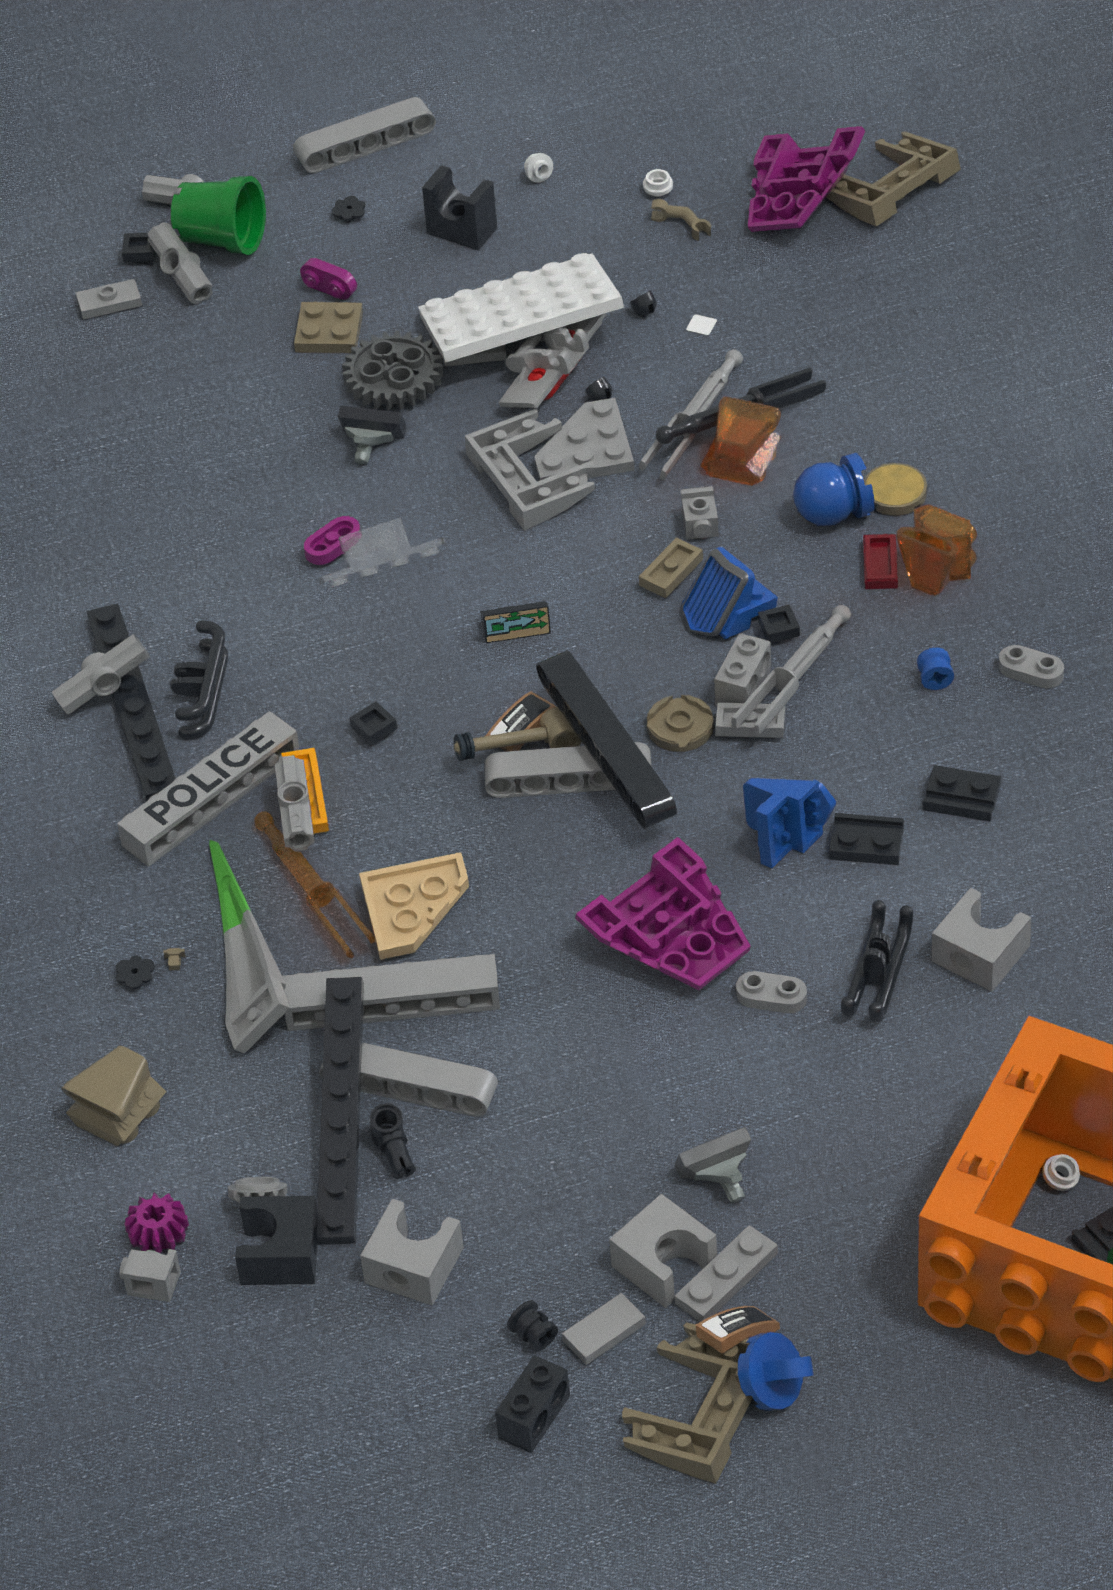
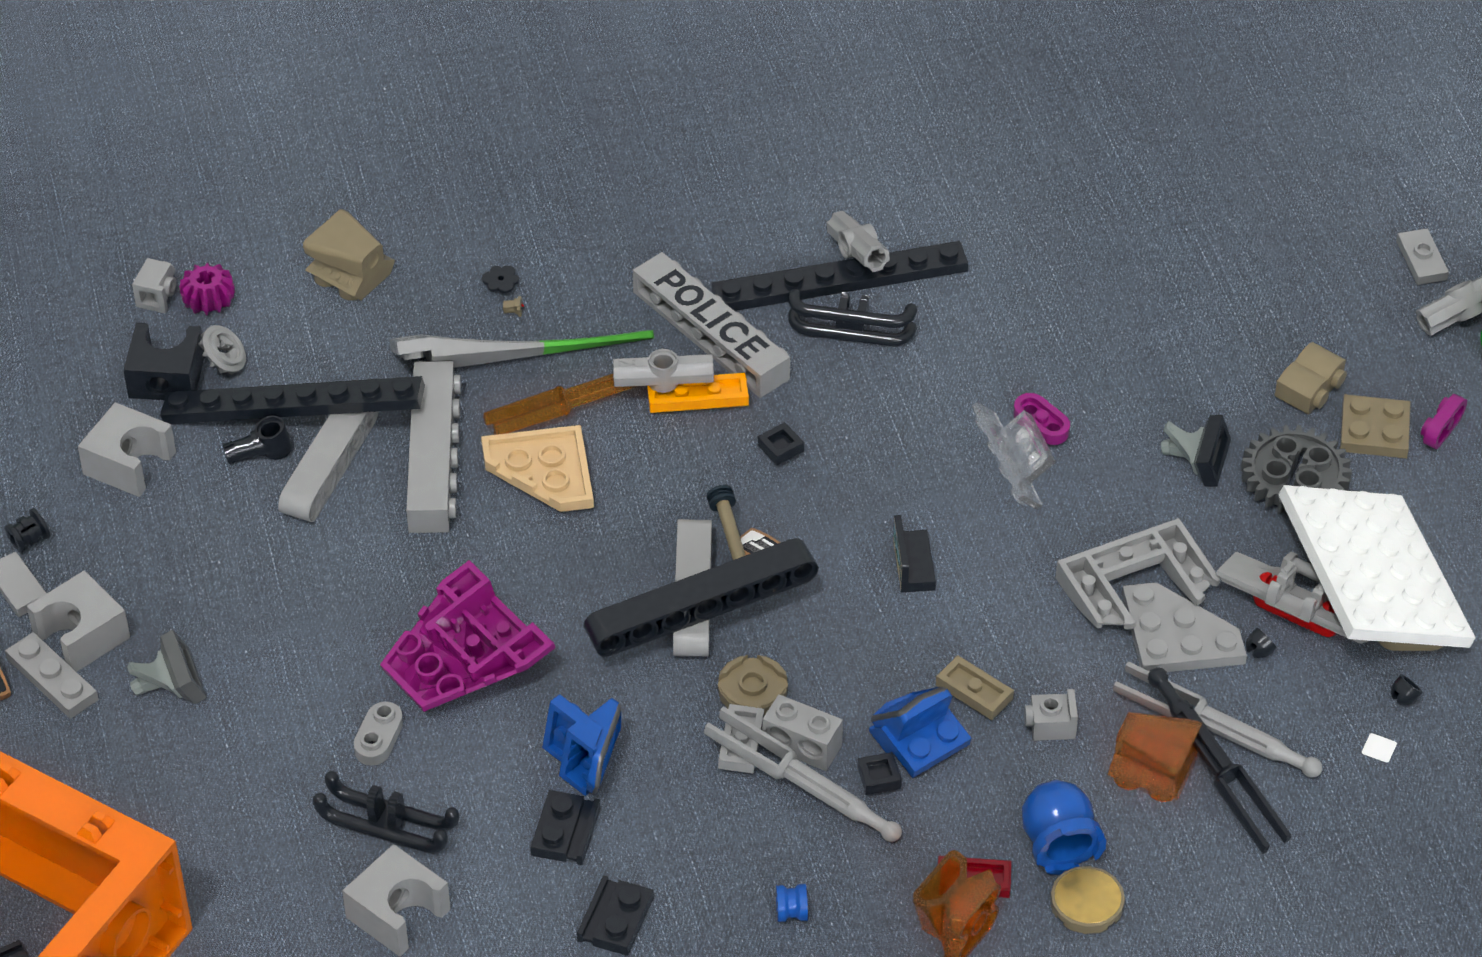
camera: 90 degrees right, 0 degrees up
(276, 362) = (1311, 378): none -> dark tan brick

